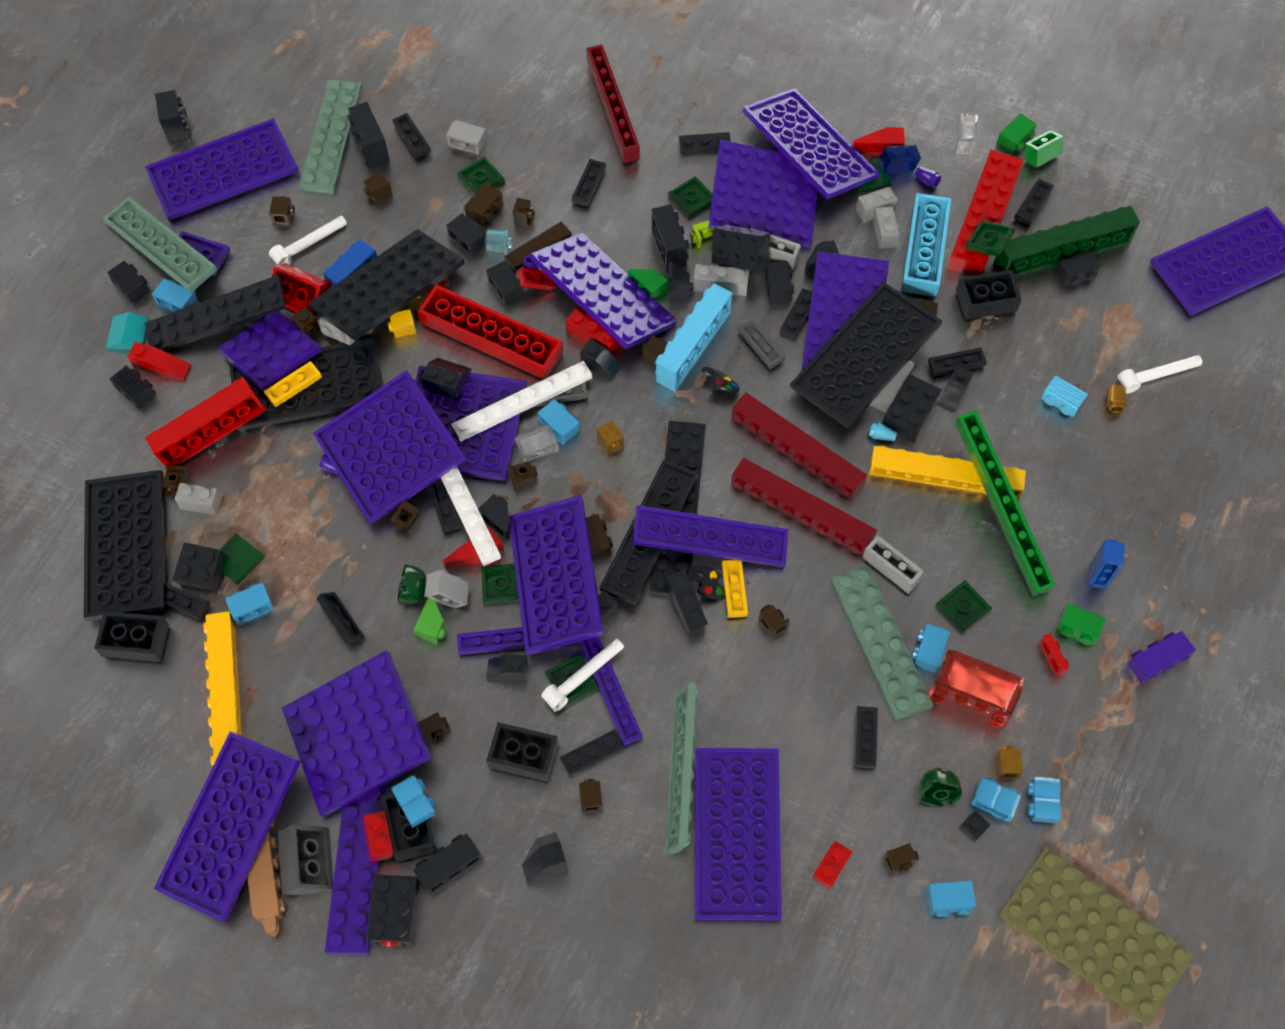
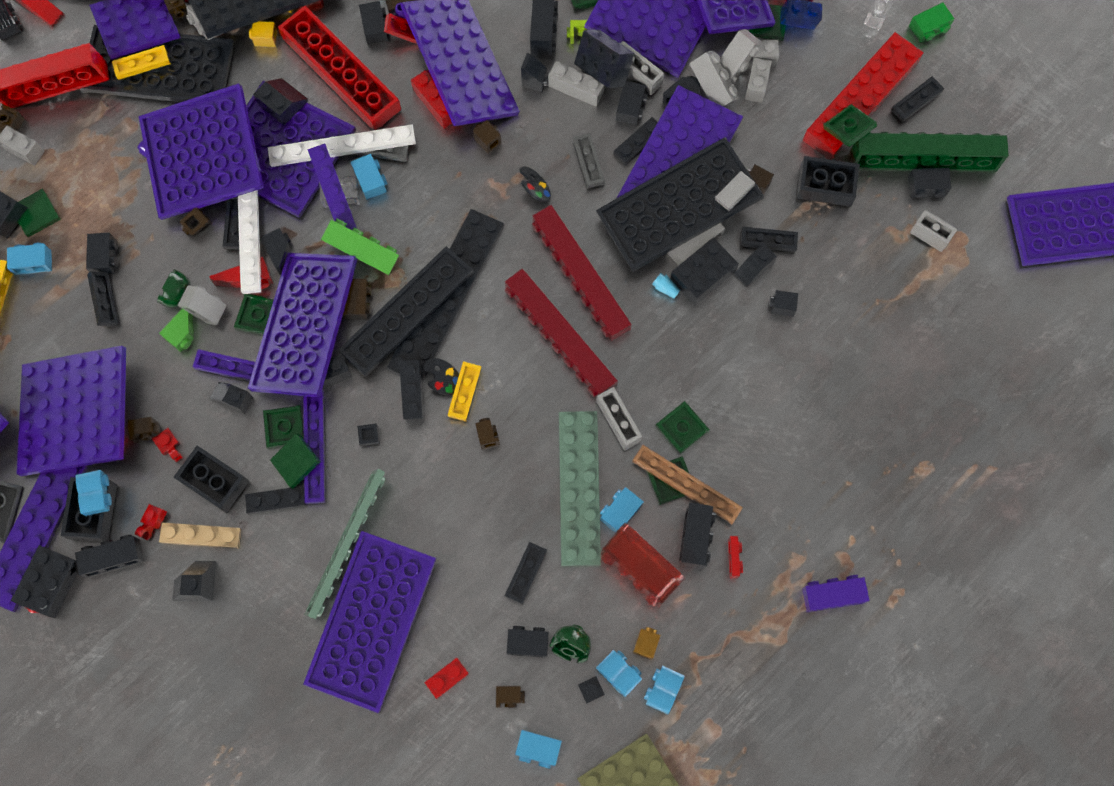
camera: 20 degrees right, 10 degrees up
(321, 574) = (101, 252): none -> black brick
(377, 836) = (53, 512): red brick -> none
(462, 734) = (167, 443): none -> red plate
(475, 812) = (152, 519): none -> red plate
(522, 474) = (317, 222): dark brown brick -> none
(530, 812) = (200, 535): none -> tan plate
(539, 450) = (331, 185): none -> dark purple plate
(556, 696) = (261, 437): white piece -> none
(589, 486) = (362, 248): none -> bright green brick
(590, 795) = (256, 539): dark brown brick -> none
(598, 707) = (295, 460): none -> dark green tile
(599, 359) = (430, 127): black slope -> none
(610, 437) = (409, 207): pearl gold brick -> none
(650, 280) = (508, 64): green slope -> none
(658, 659) = (368, 434): none -> black plate
(693, 337) = (525, 133): medium azure brick -> none
(710, 536) = (458, 335): dark purple plate -> none
(848, 236) = (714, 79): none -> light grey brick
(860, 213) = (739, 53): none -> light grey brick
(897, 801) = (527, 642): none -> black brick
(914, 324) = (735, 191): none -> light grey tile
(926, 245) = (788, 110): medium azure brick -> none
(928, 177) = (824, 42): dark purple cone -> none
(936, 470) = (710, 345): yellow brick -> none
(952, 555) = (682, 427): none -> dark green tile
(982, 603) = (687, 484): none -> medium nougat tile
(996, 413) = (784, 303): none -> black brick
(1005, 503) = (747, 395): green brick -> none
(1013, 644) = (696, 537): none -> black brick
(1043, 148) = (950, 46): green brick -> none
(1064, 396) = (857, 307): medium azure brick -> none
(1080, 624) = (772, 537): green brick -> none
(1101, 308) = (933, 231): none -> light grey brick
(1106, 563) = (819, 488): blue brick -> none
(1116, 398) = (908, 326): pearl gold brick -> none
(1133, 381) = (930, 313): white piece -> none

